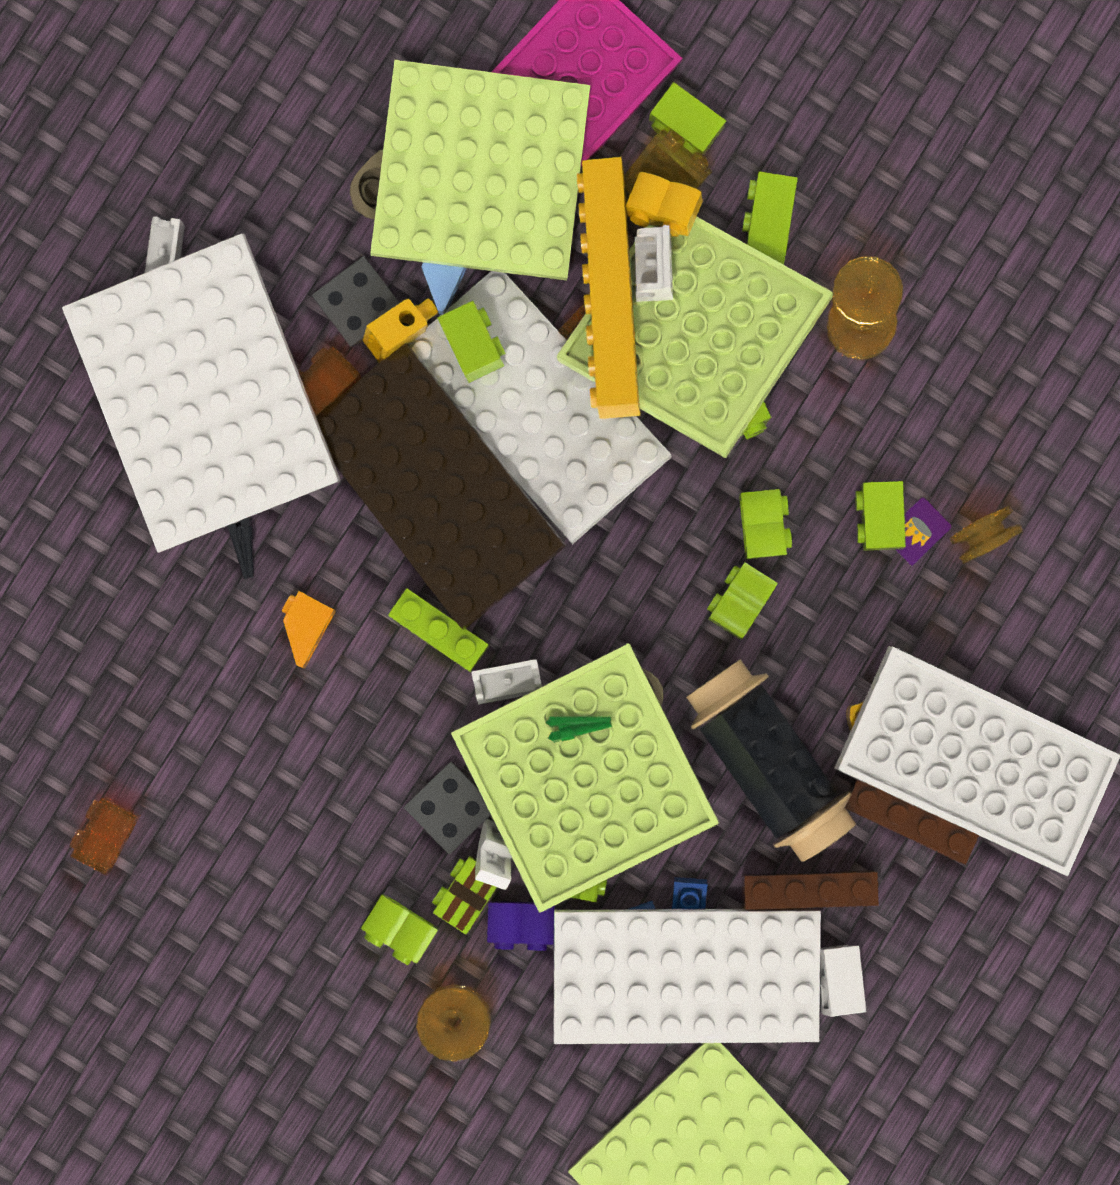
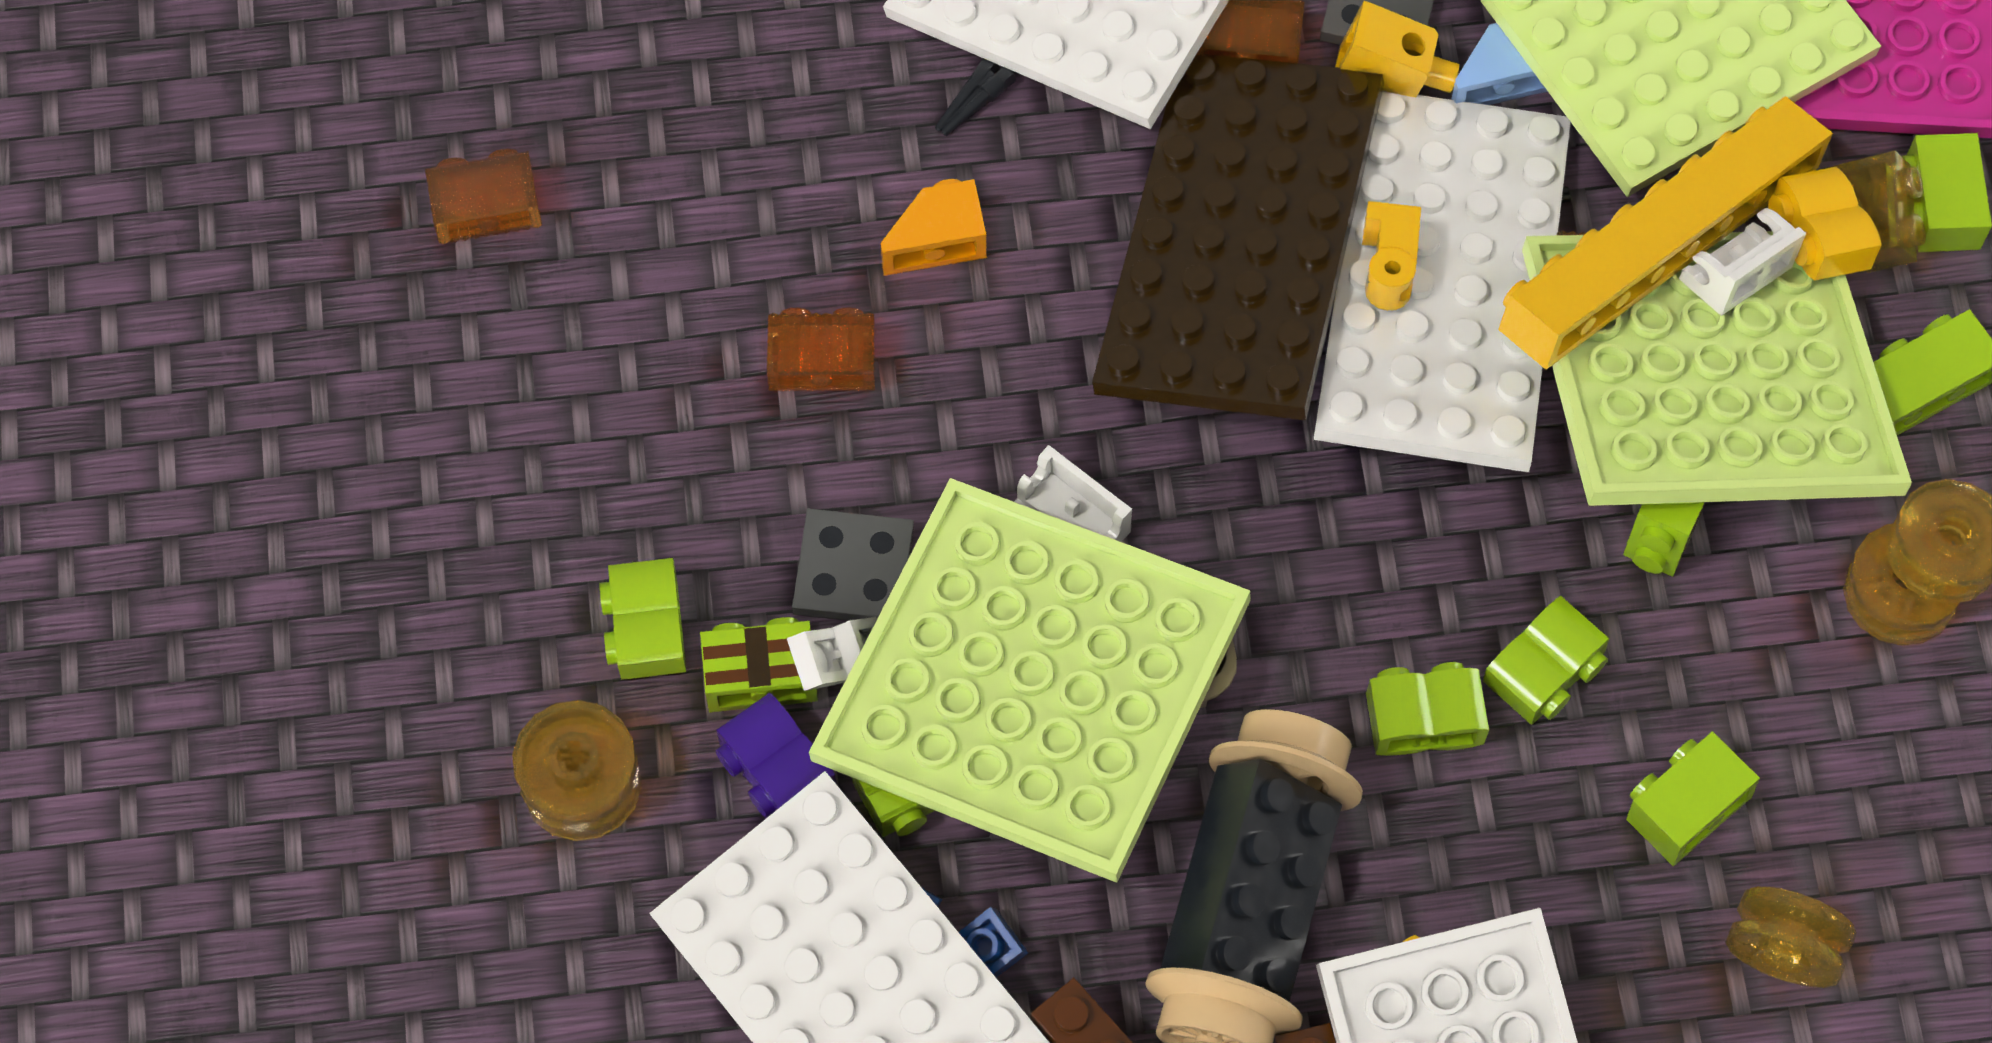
camera: 55 degrees right, 20 degrees down
(326, 735) = (821, 350): none -> clear orange brick
(438, 630) = (1066, 376): lime brick -> none
(471, 342) = (1452, 139): lime brick -> none
(514, 426) = (1393, 267): none -> yellow leg
(575, 726) = (1085, 605): green piece -> none
(922, 530) = (1716, 869): dark purple sticker -> none

